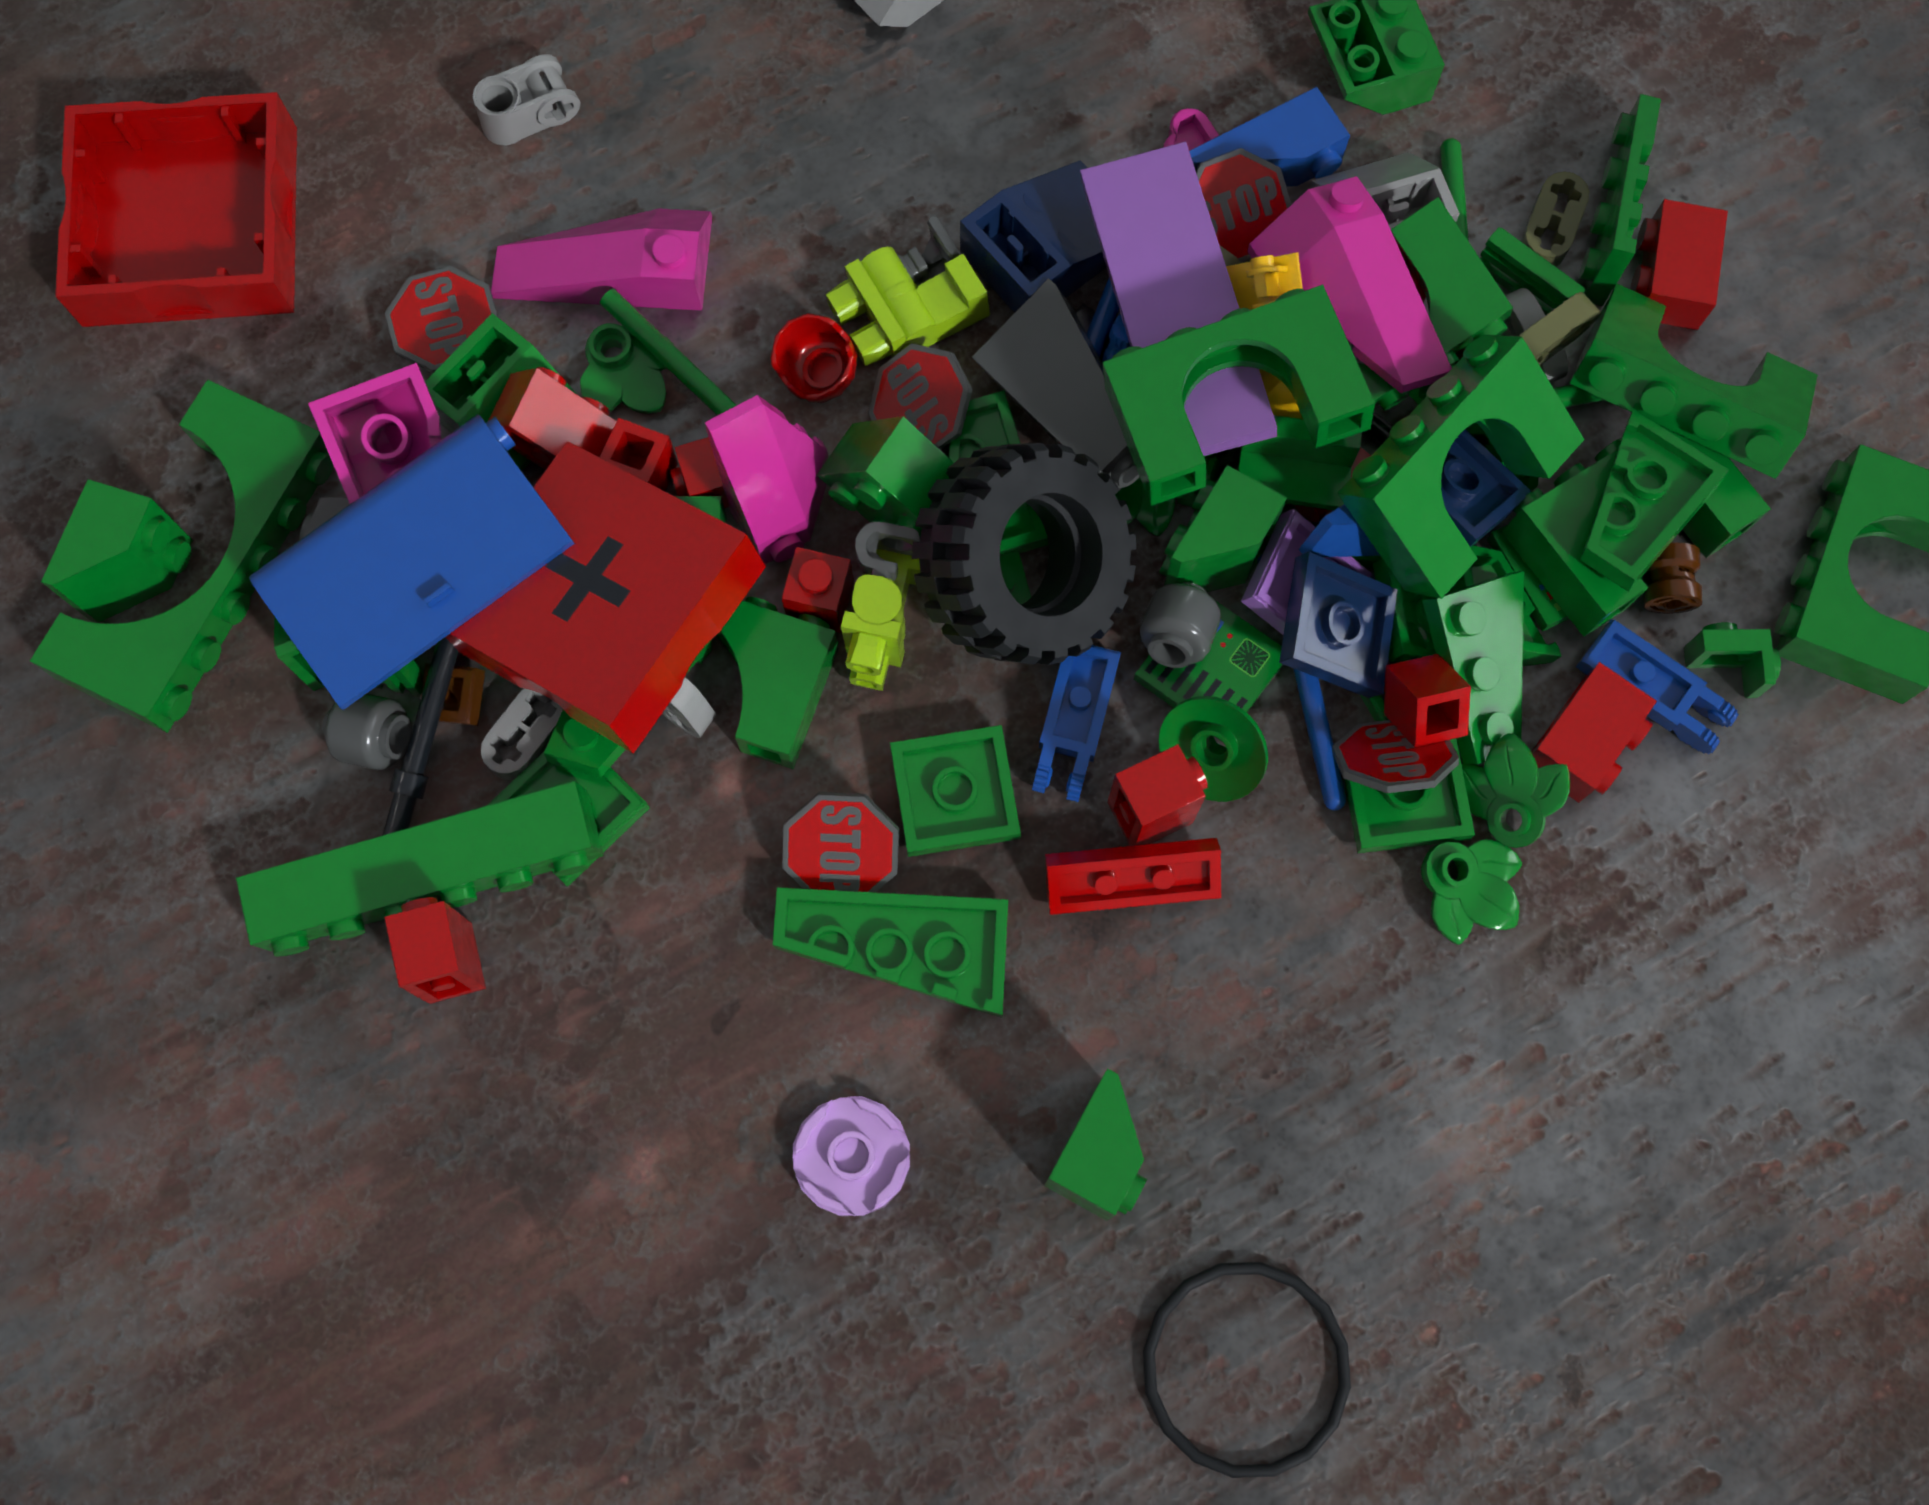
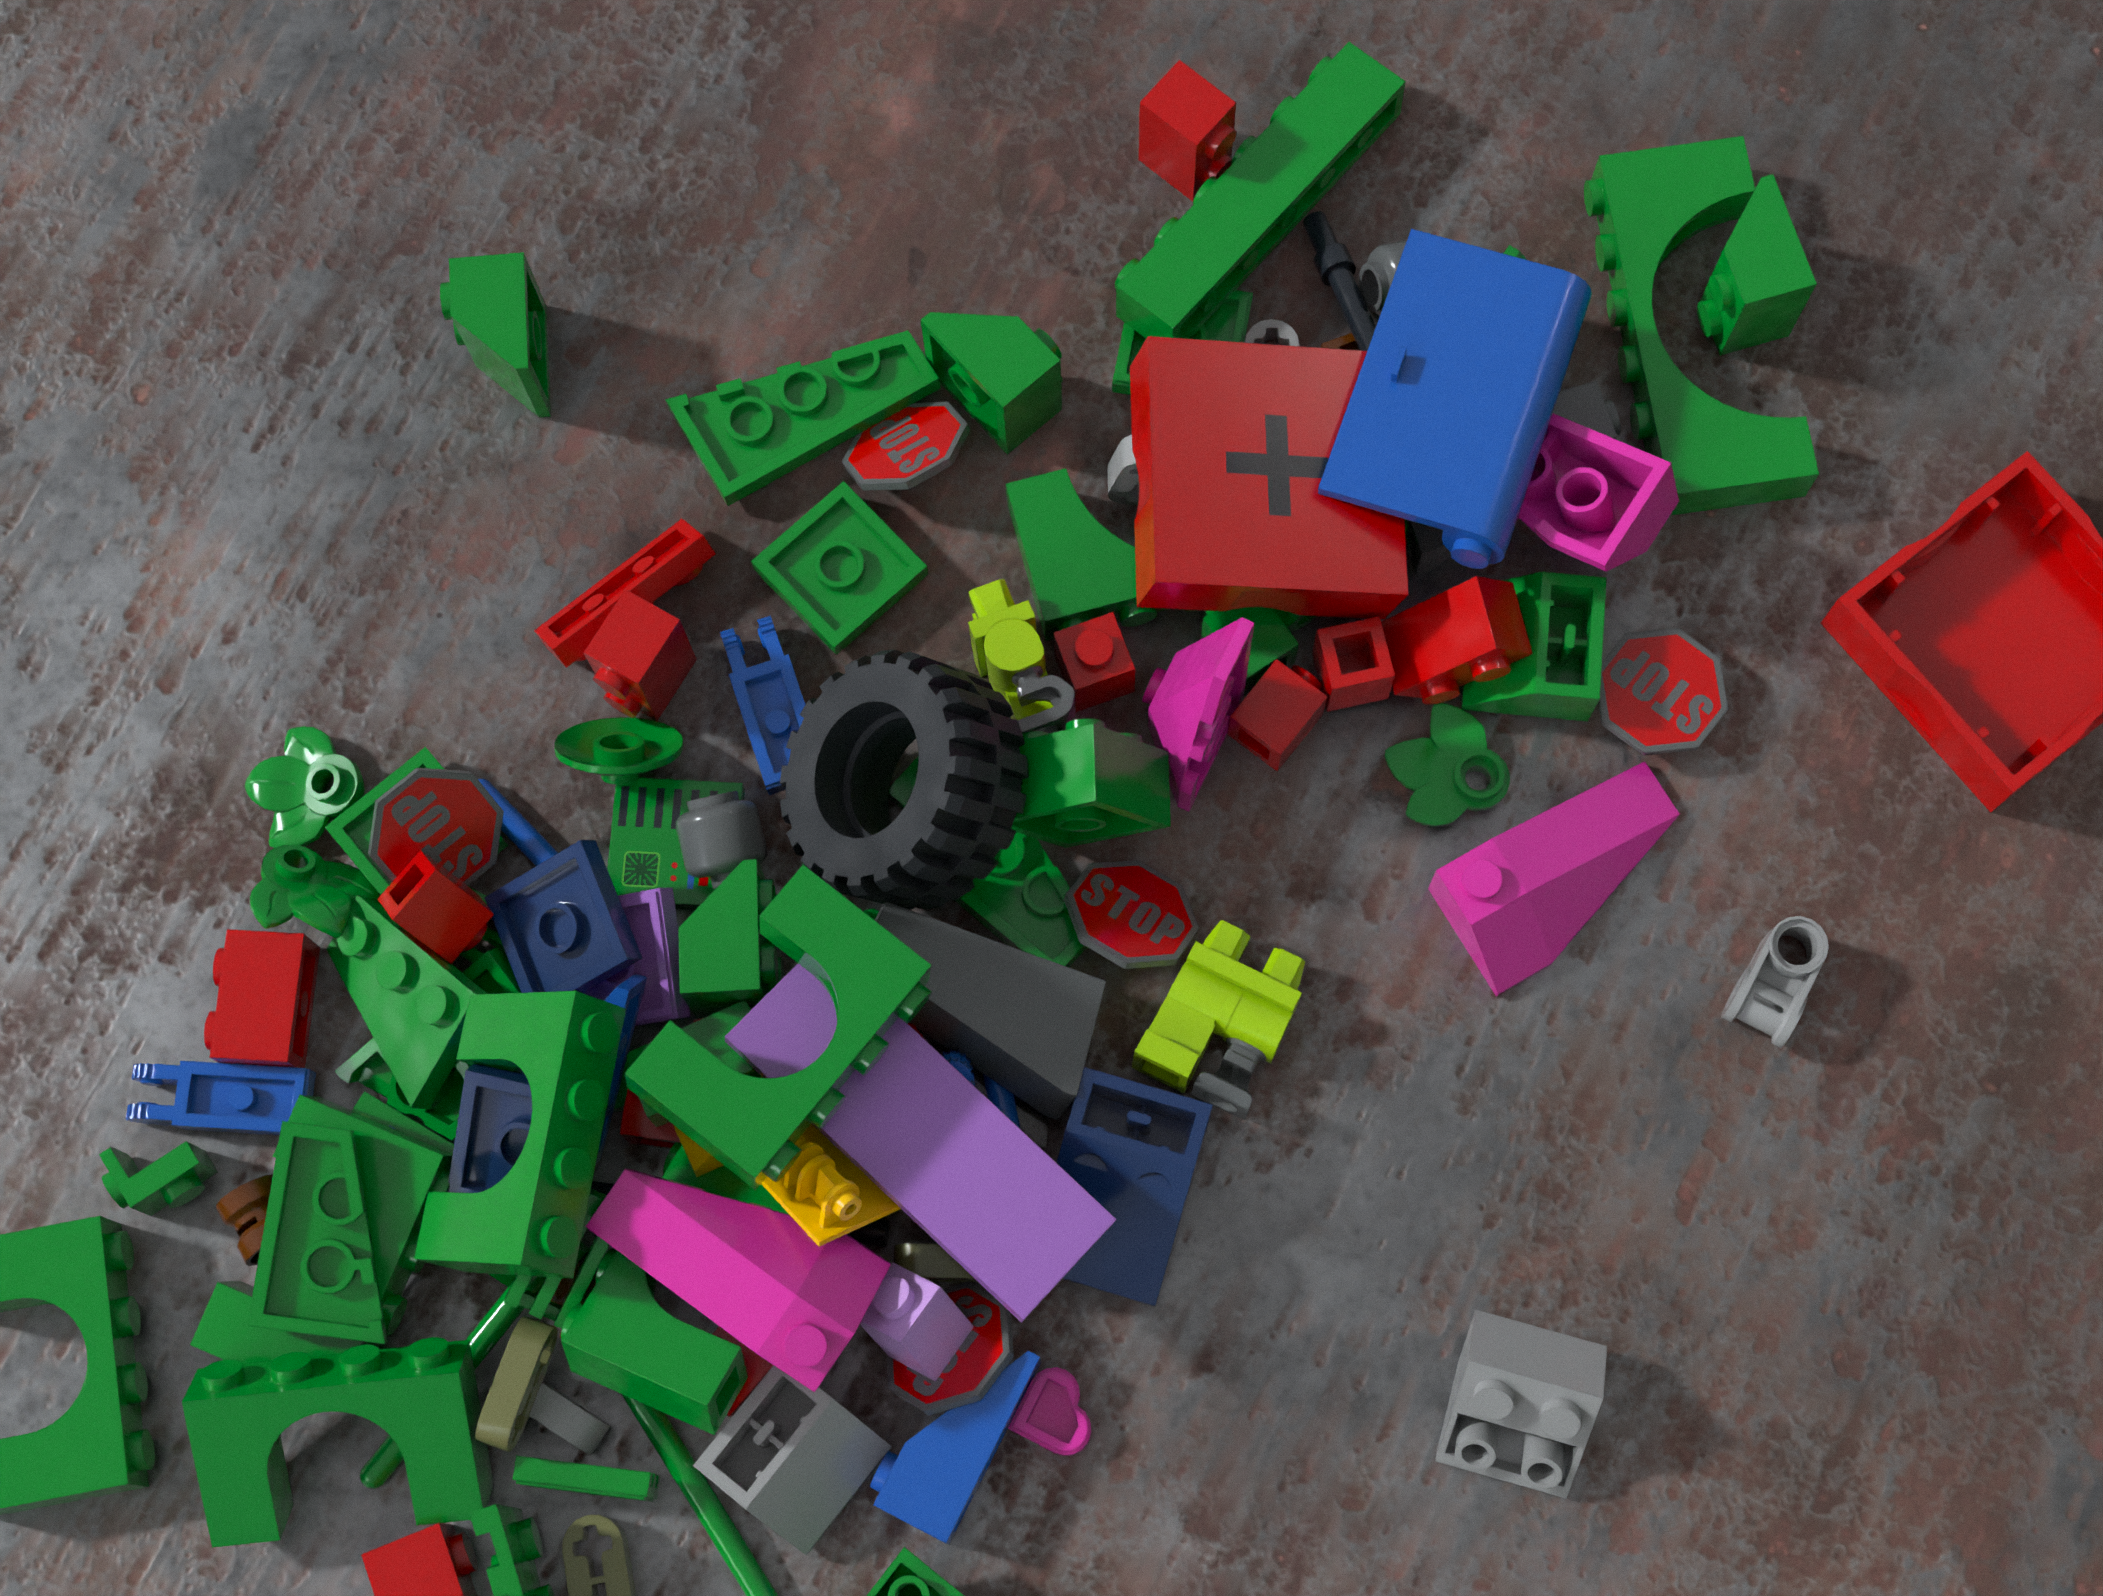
camera: 150 degrees right, 0 degrees up
(666, 352) = (1364, 794): green axle -> none
(729, 841) = (996, 371): none -> green slope
(814, 358) = (1265, 888): red hair -> none
(851, 1156) = (725, 222): lavender tile -> none
(1161, 1414) = (300, 354): black piece -> none
(1246, 217) = (915, 1322): none -> lavender brick

